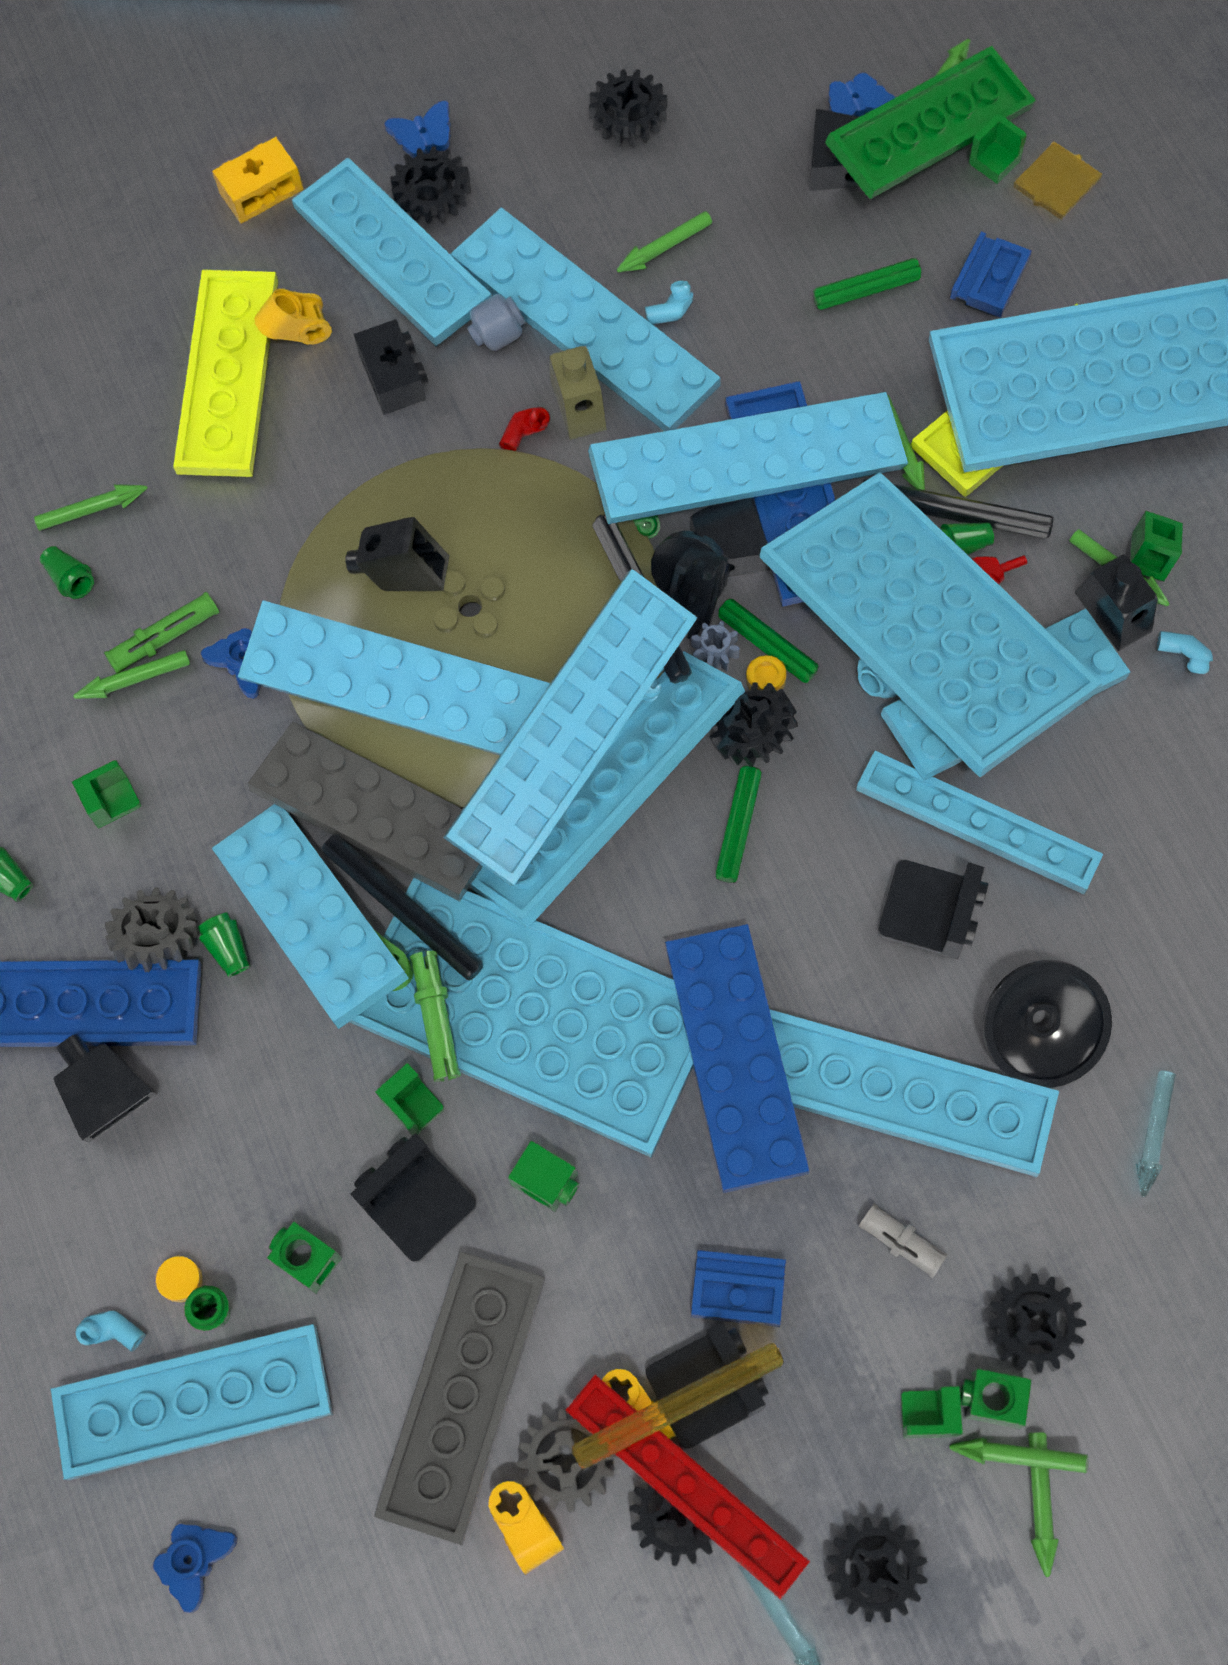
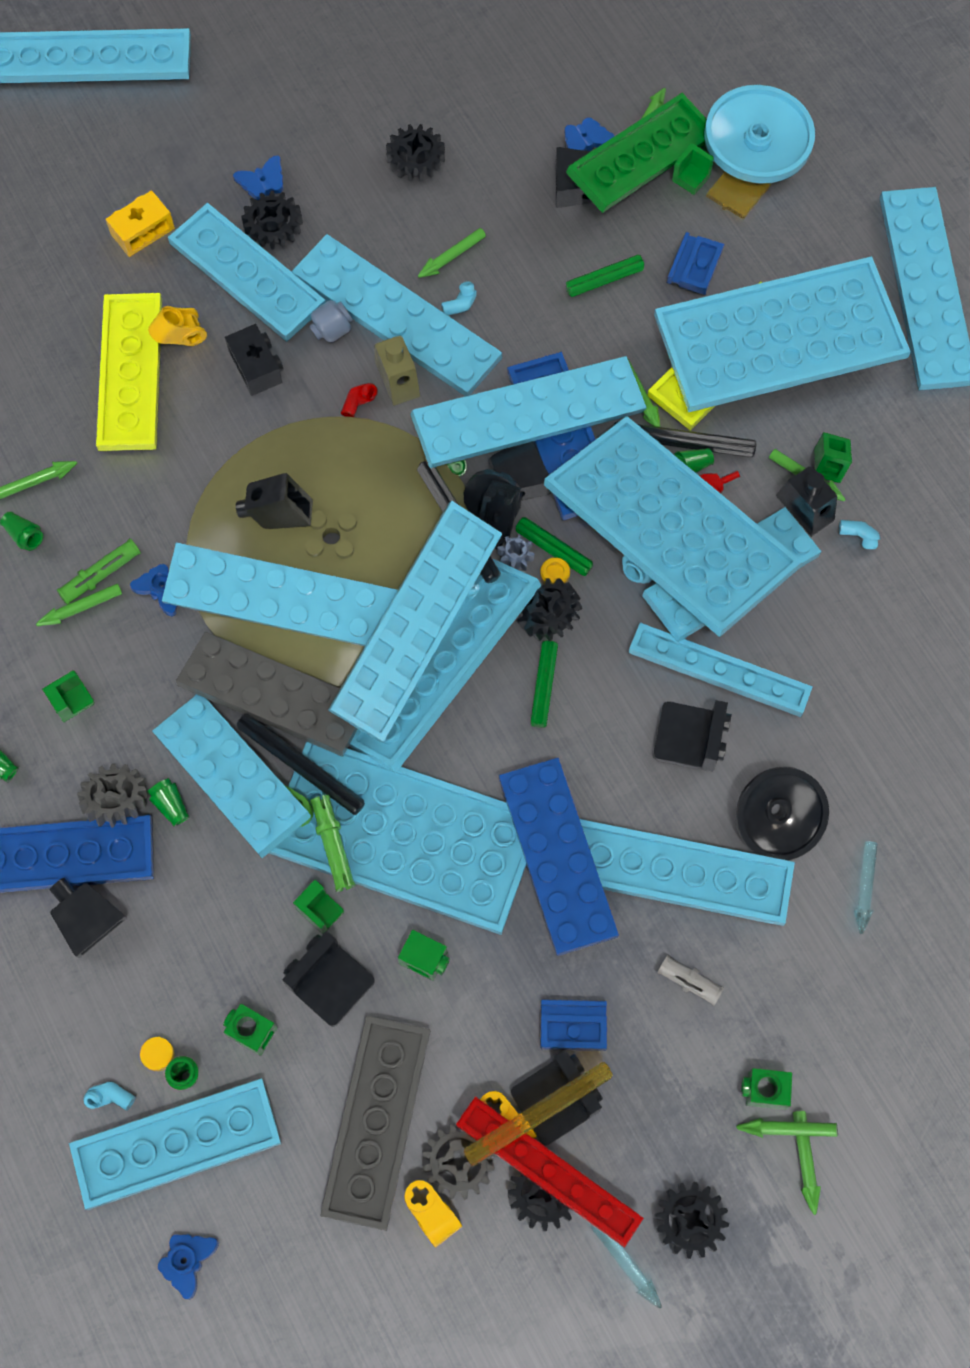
camera: 10 degrees left, 0 degrees up
(932, 1413) = (722, 1104): green panel -> none
(1049, 1337) = (801, 1040): black gear -> none
(1091, 106) = (759, 134): none -> medium azure dish

